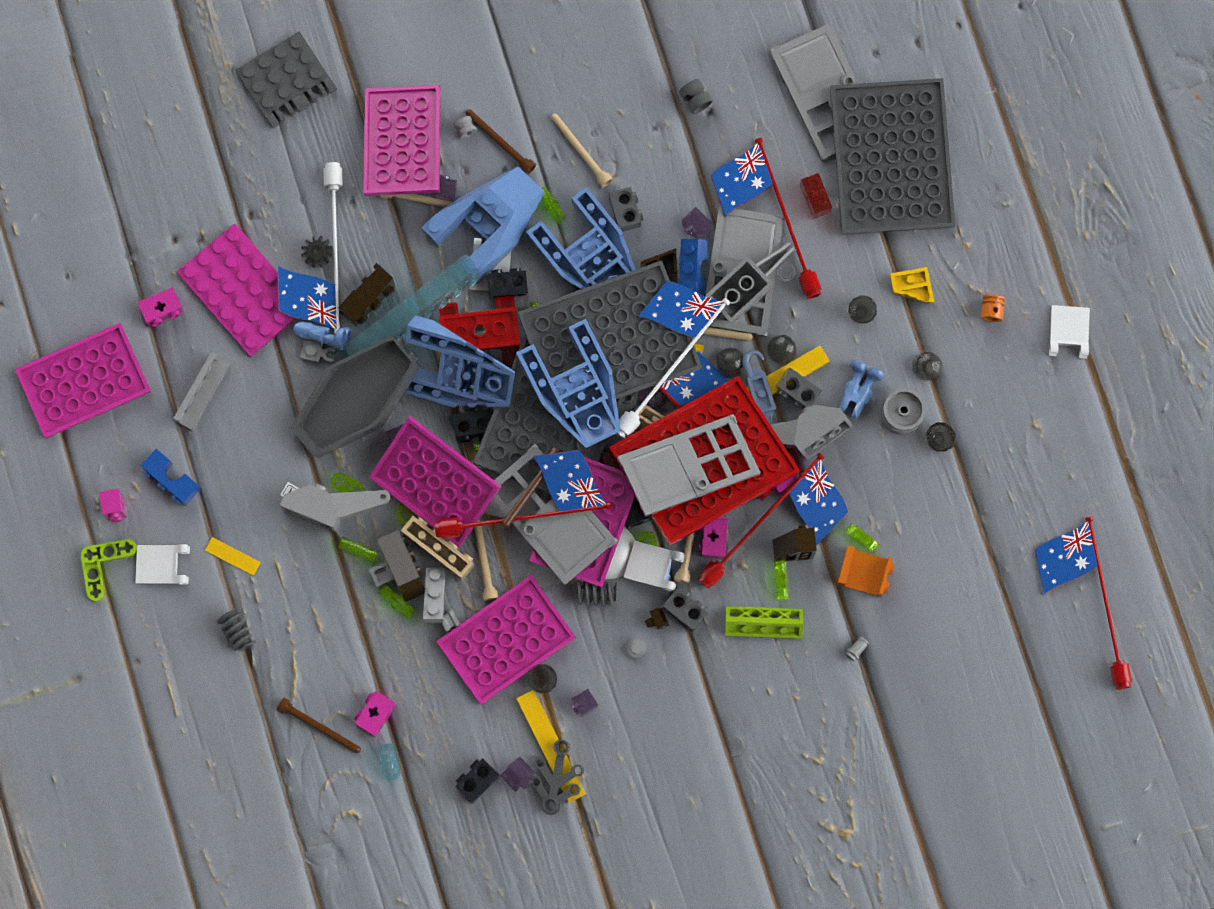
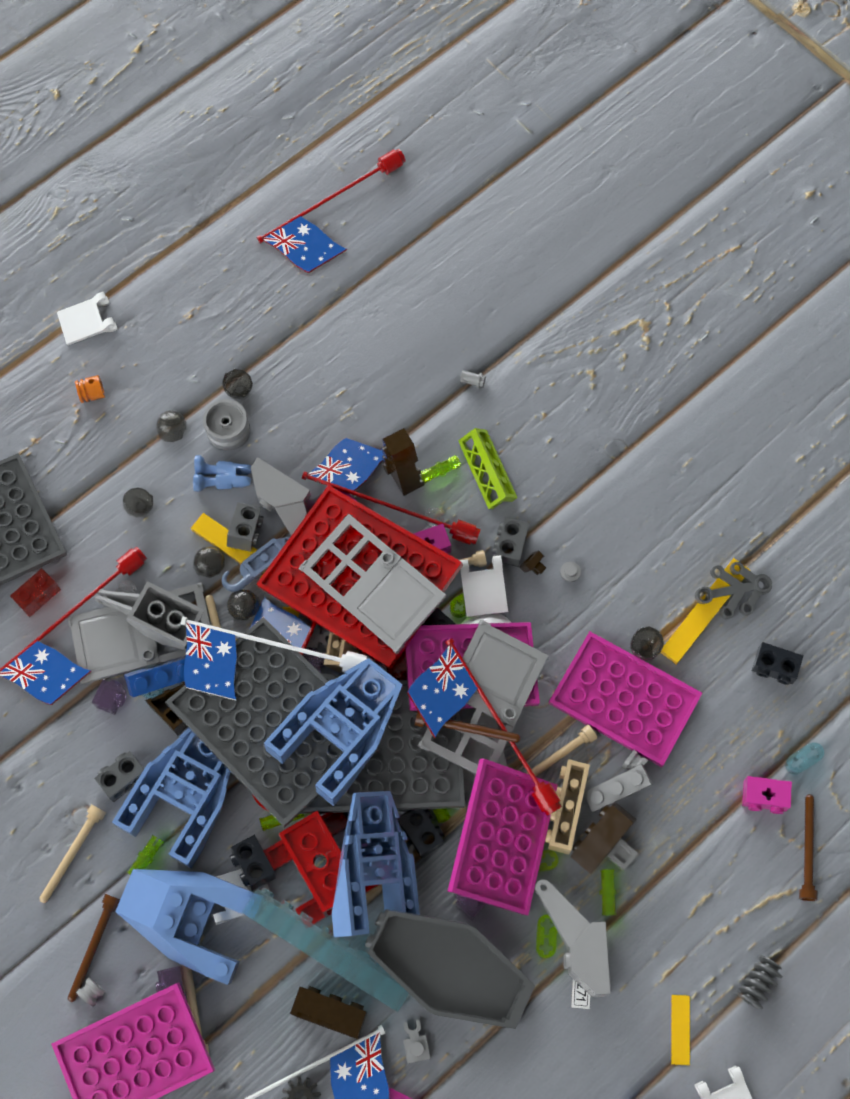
camera: 110 degrees left, 10 degrees down
(322, 334) = (395, 1045): medium blue piece -> none
(407, 610) = (641, 826): clear neon green pin -> none
(518, 774) = (751, 626): clear purple brick -> none
(584, 703) = (649, 595): clear purple brick -> none
(596, 593) = (540, 637): dark grey piece -> none
(862, 538) = (366, 414): clear neon green beam -> none
(865, 572) = (396, 399): orange panel -> none
(913, 284) = (94, 468): yellow wing -> none

